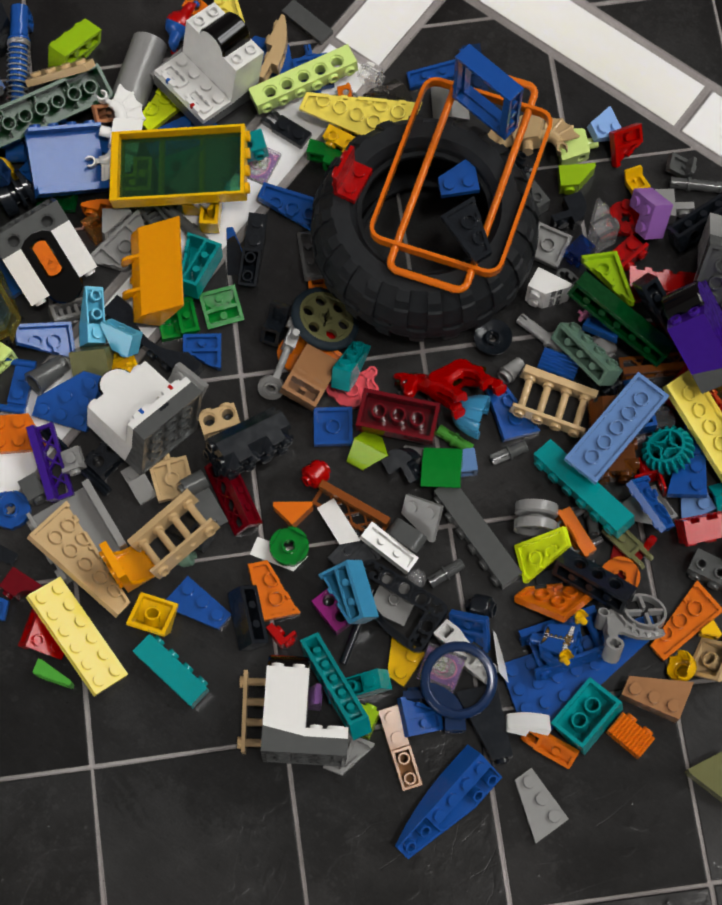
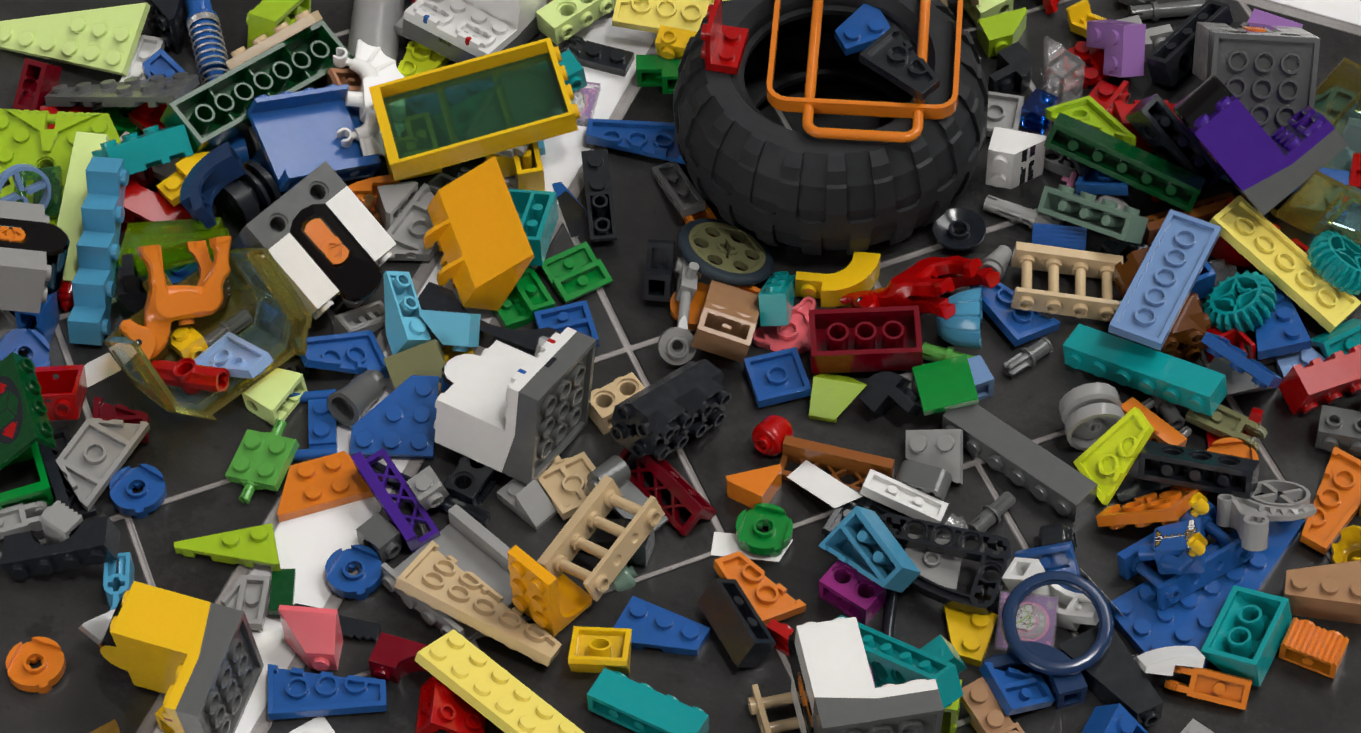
camera: 15 degrees left, 20 degrees down
(404, 363) = (857, 276): none -> yellow arch

